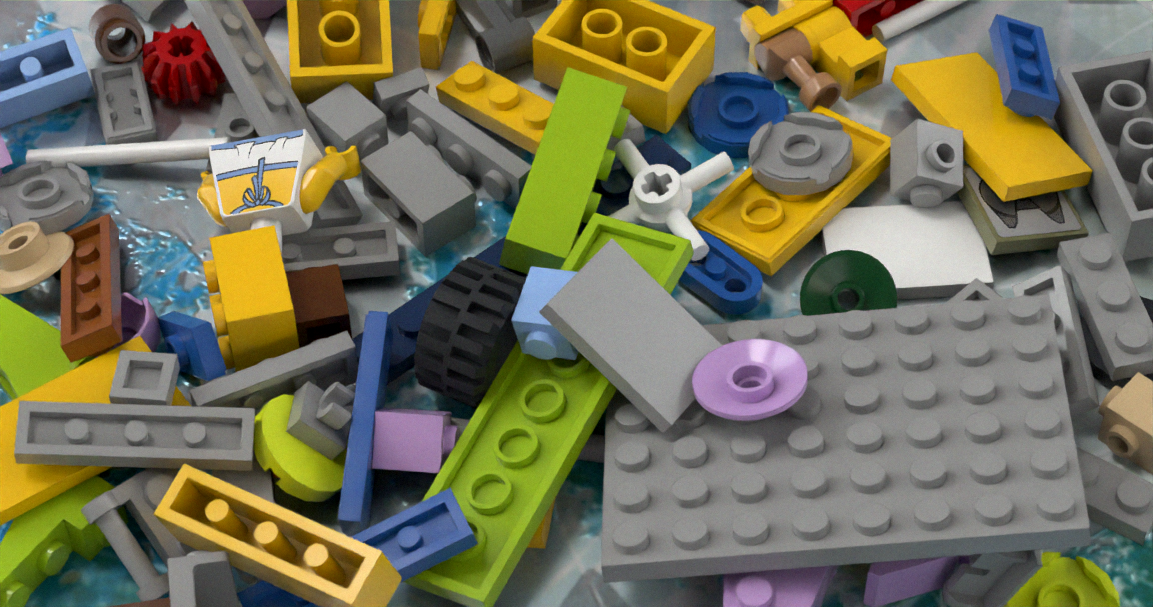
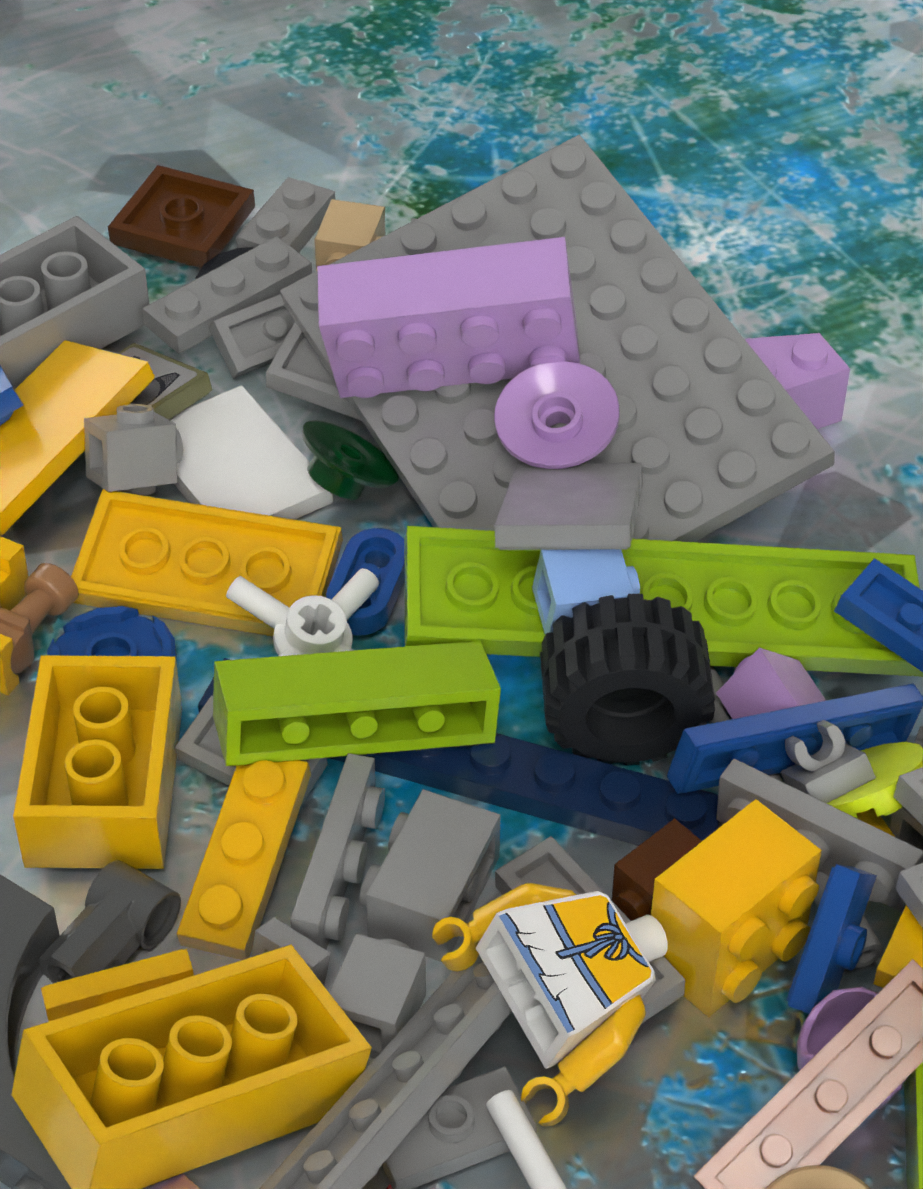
camera: 120 degrees left, 5 degrees down
(800, 154) = (172, 574): light grey tile -> none
(876, 326) = (447, 317): none -> lavender brick

